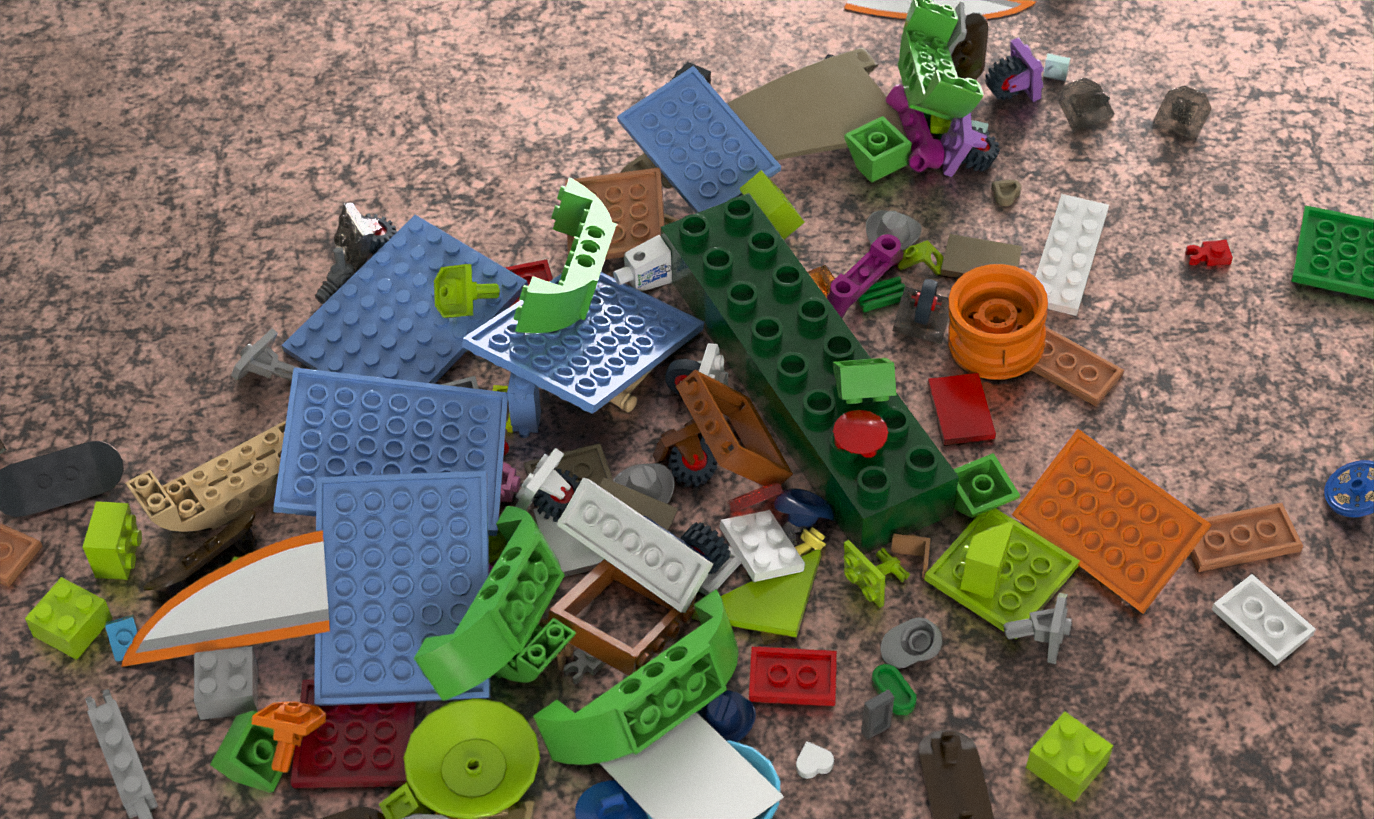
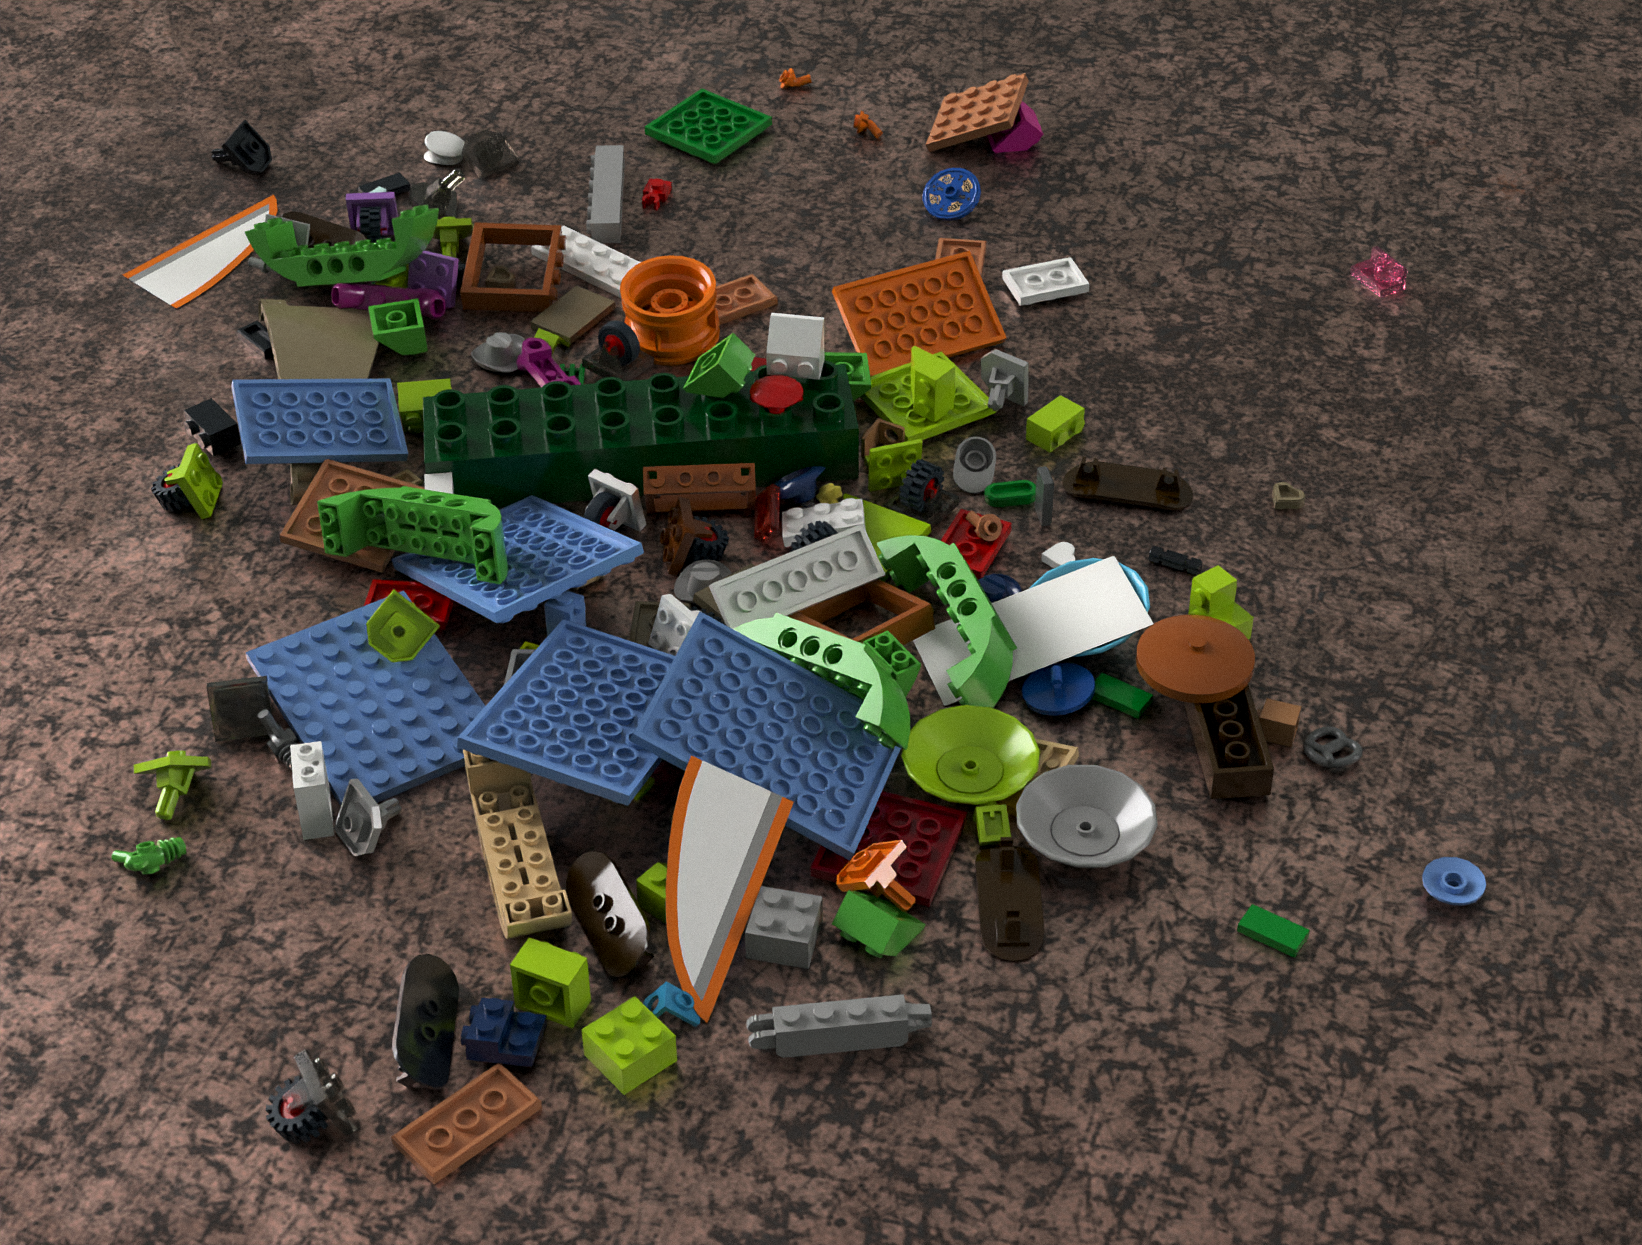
camera: 70 degrees left, 10 degrees down
(62, 531) = (502, 1034): none -> dark blue plate
(193, 253) = (149, 856): none -> bright green piece
(260, 299) = (312, 790): none -> white window
(275, 227) = (172, 777): none -> lime piece
(605, 103) = (190, 482): none -> lime plate
(808, 679) = (987, 527): none -> nougat plate
(833, 614) = (923, 495): none -> plate
(916, 422) = (795, 346): none -> white slope
(1000, 163) = (505, 298): none -> dark orange window
(1016, 695) = (1055, 423): none -> lime brick
(1031, 132) = (449, 232): none -> lime piece
(1069, 756) = (1127, 412): lime brick -> none
(1090, 65) = (394, 183): none -> black tile
(1171, 75) = (443, 148): none -> white piece
(1177, 217) = (606, 194): none -> light grey brick

